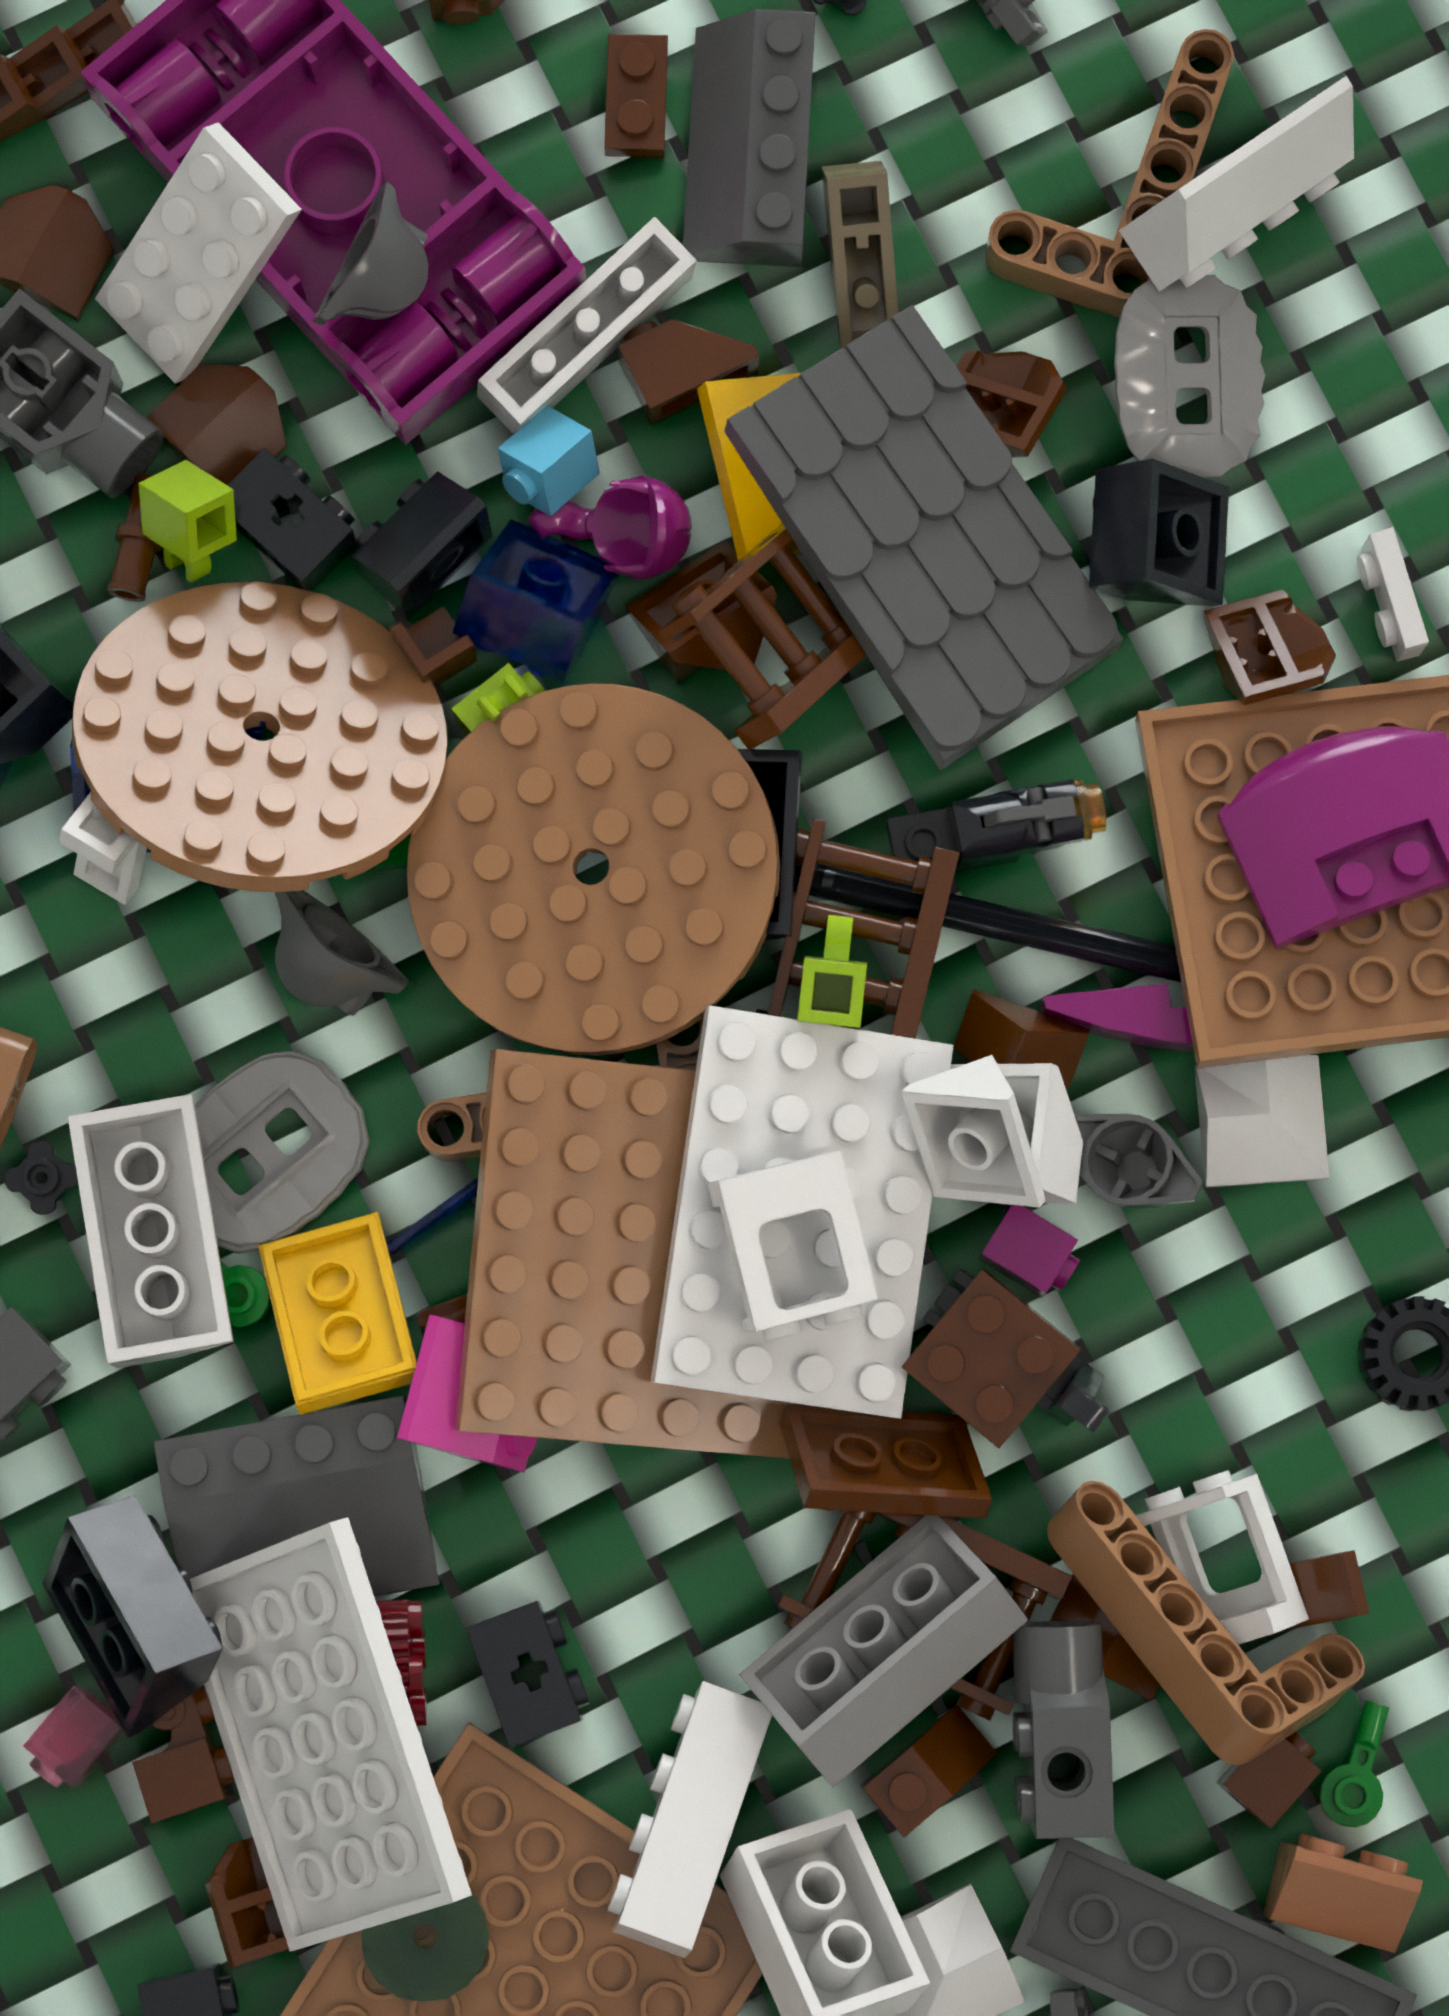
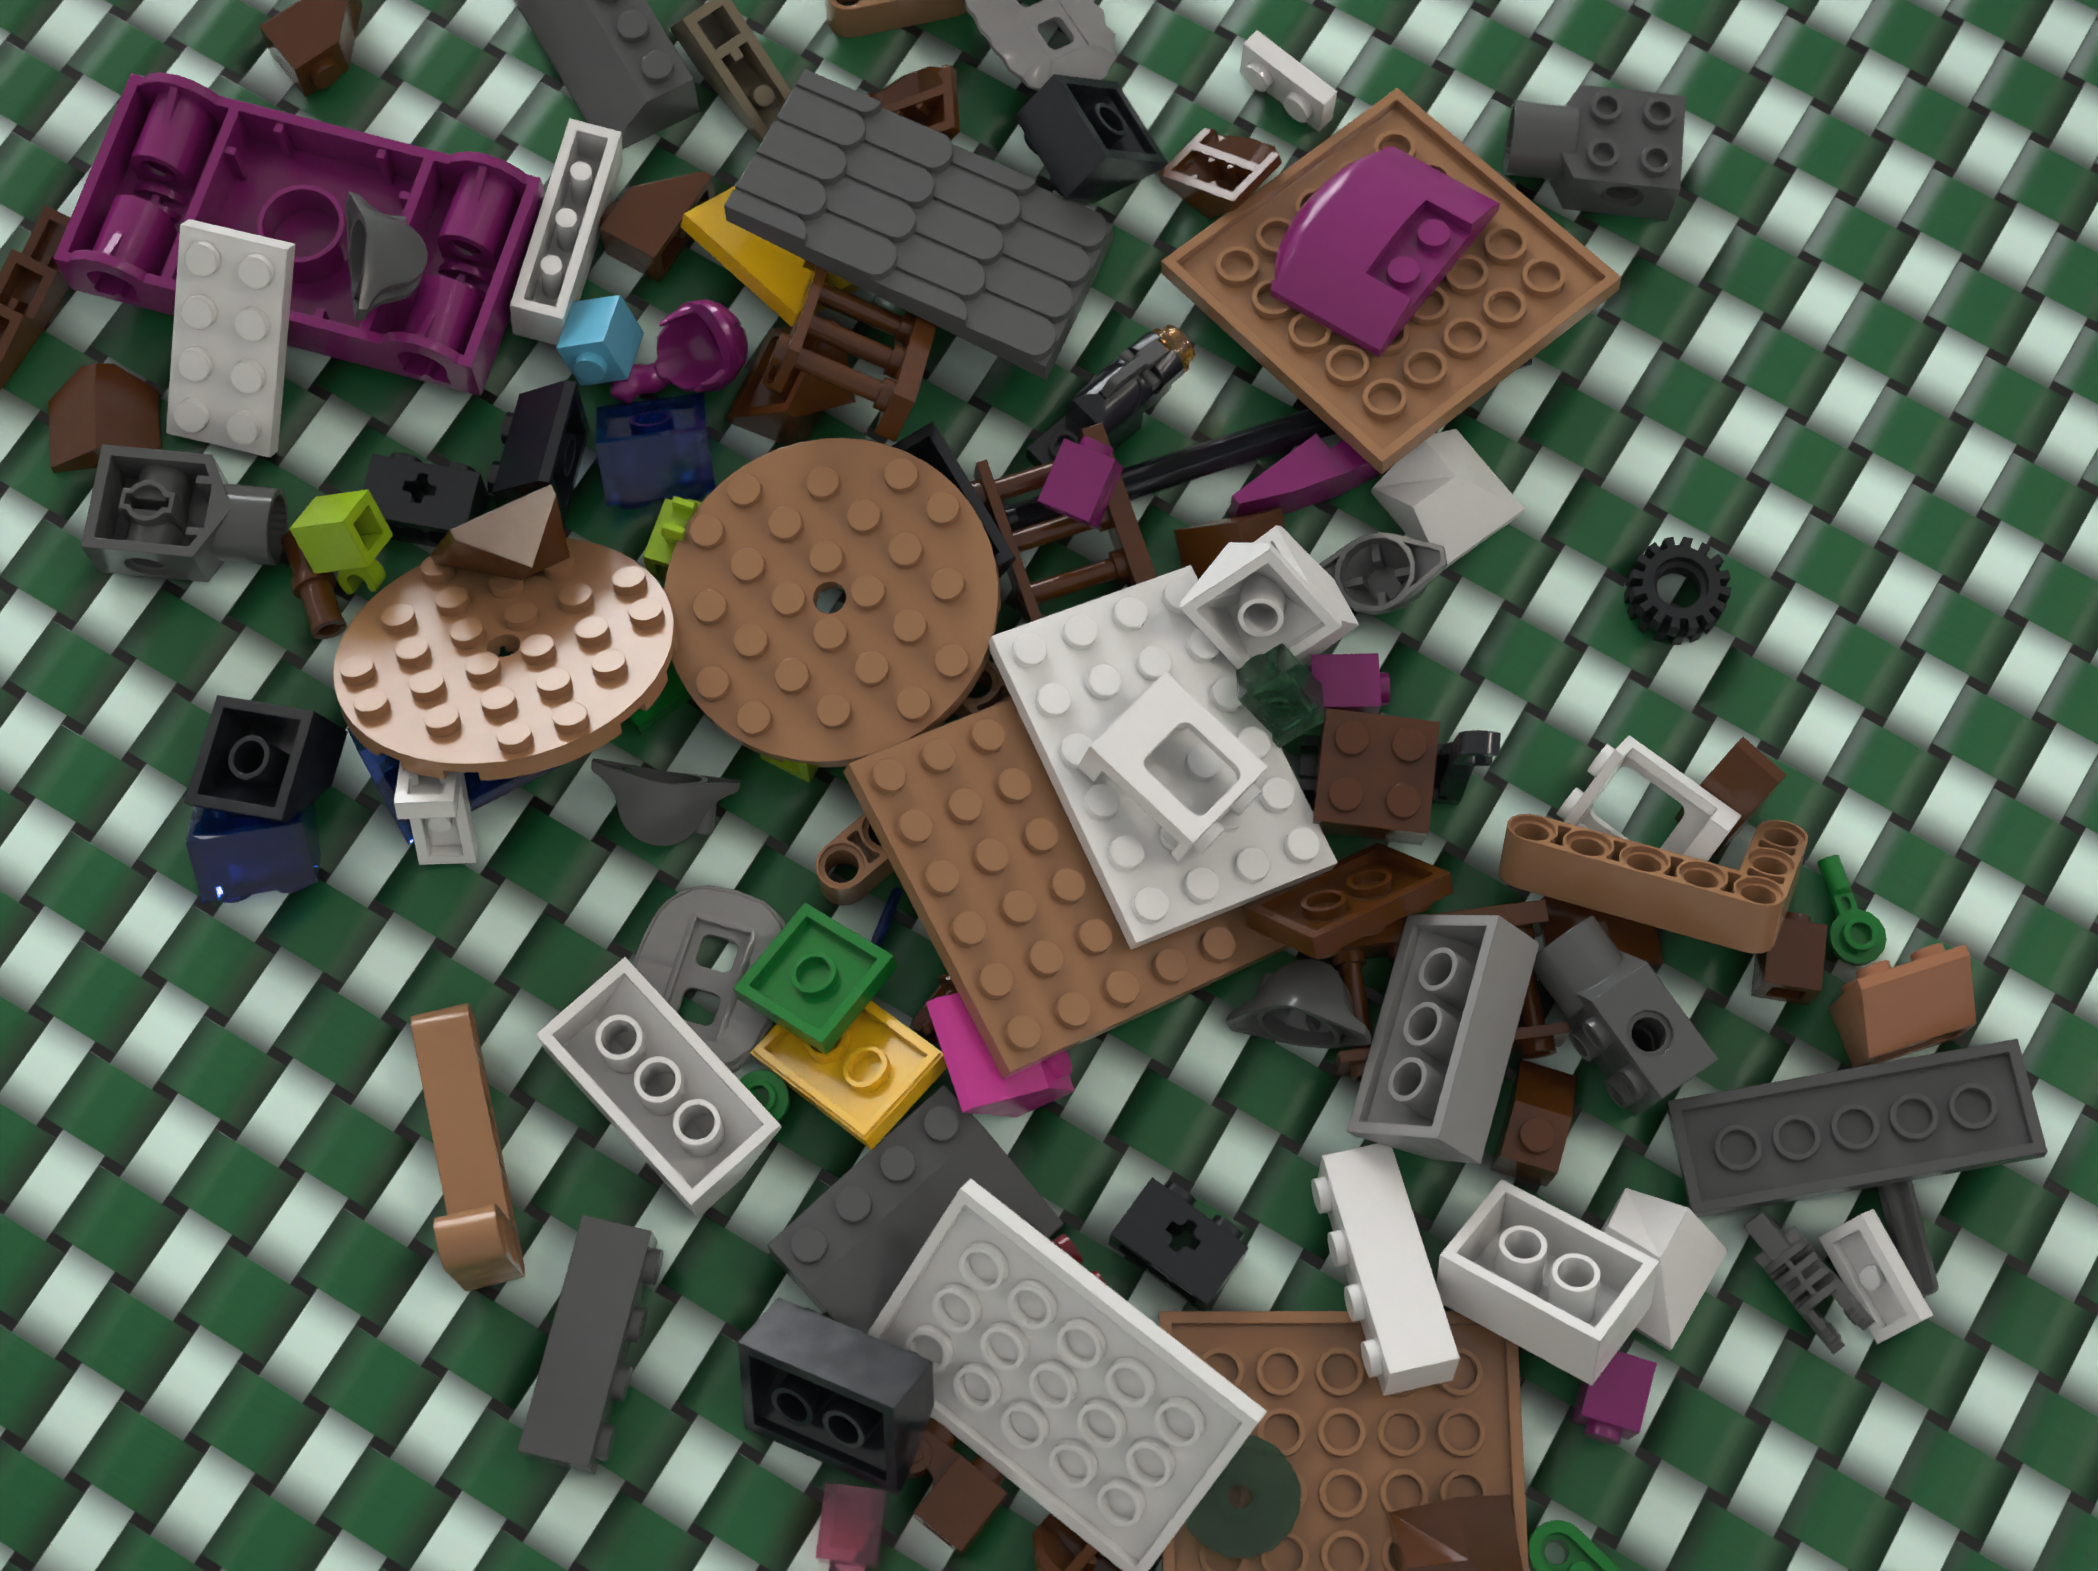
camera: 35 degrees left, 10 degrees down
(45, 1195) = (550, 1122): black plate -> none
(221, 419) = (321, 458): reddish brown slope -> none
(335, 622) = (508, 540): none -> slope
(354, 1219) = (815, 977): none -> green plate
(433, 648) = (601, 525): reddish brown panel -> none
(636, 95) = (496, 61): reddish brown plate -> none
(781, 1530) = (1302, 1007): none -> dark grey hat
(833, 985) = (1071, 569): lime brick -> none
(897, 902) = (1081, 481): none -> magenta brick
(950, 1229) = (1281, 694): none -> clear green brick

